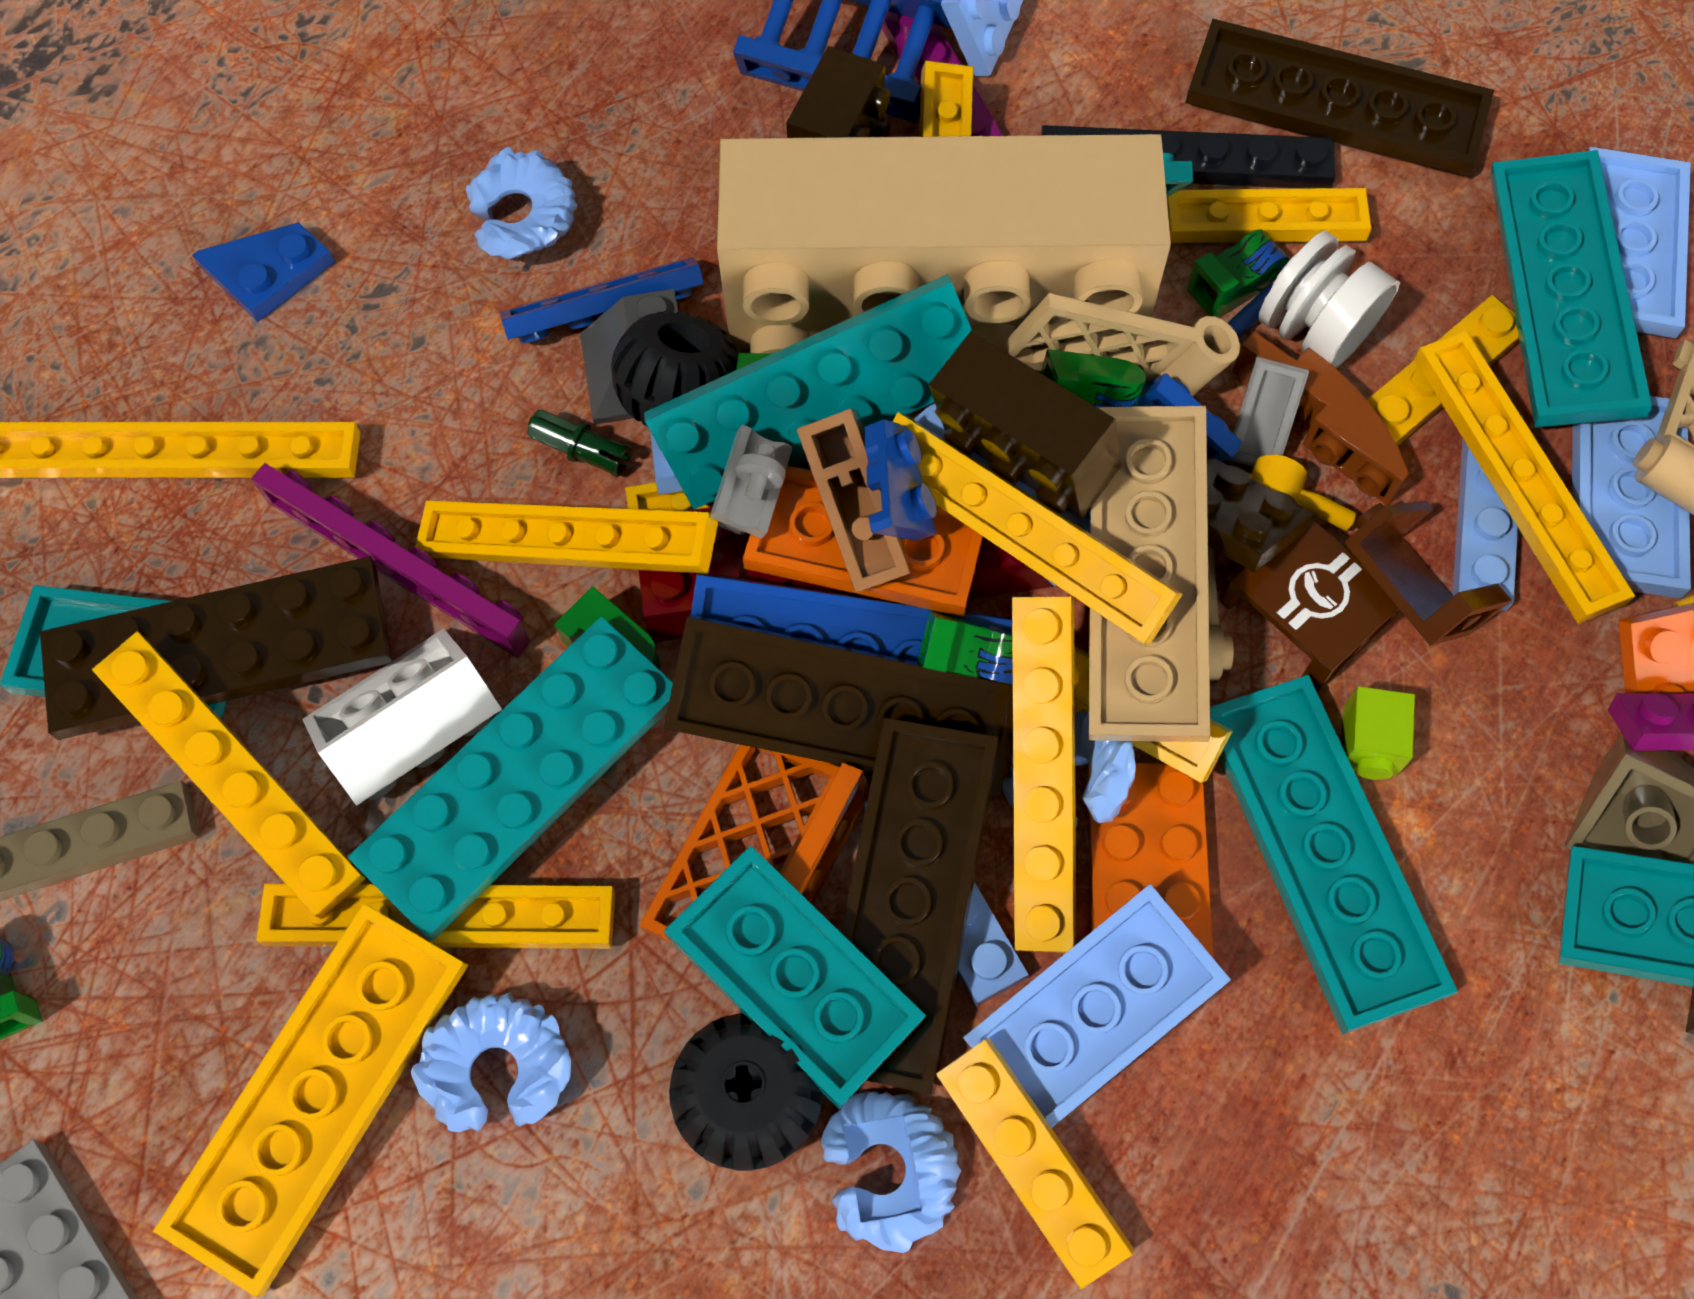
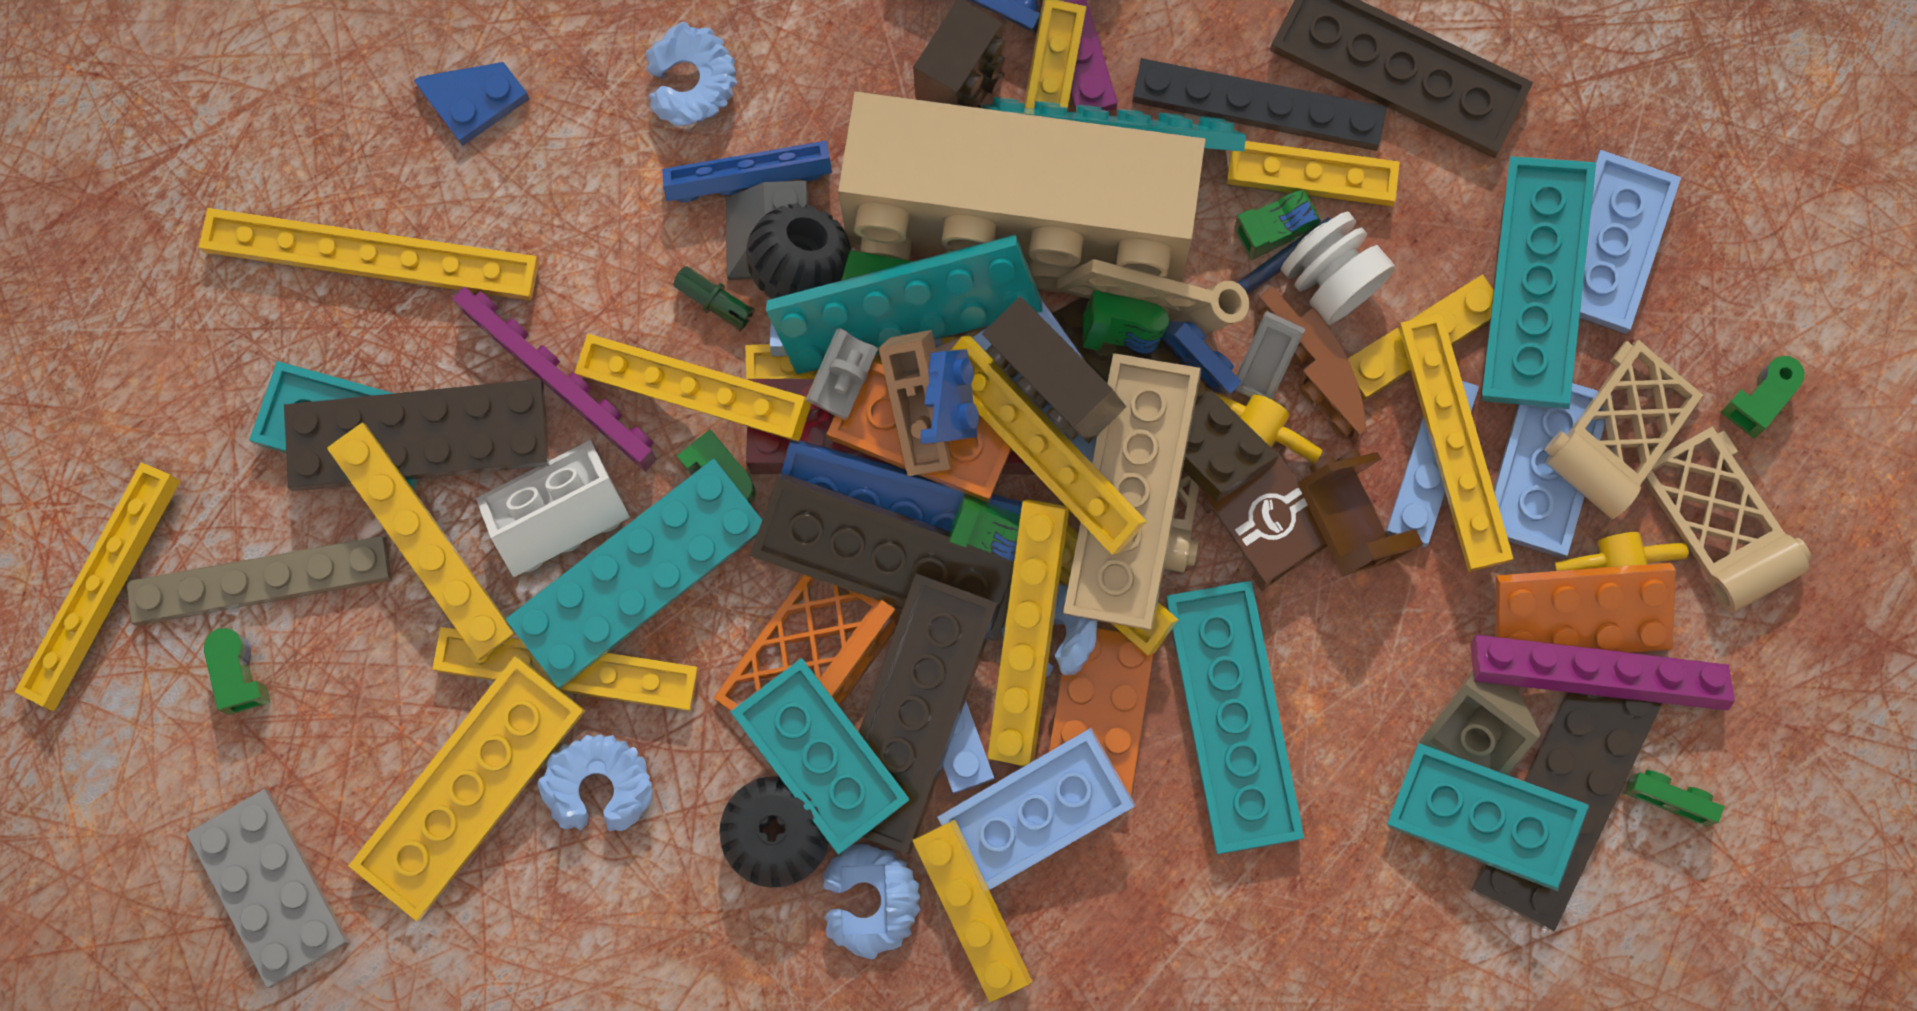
camera: 10 degrees right, 10 degrees up
(1378, 731) = (1294, 634): lime brick -> none

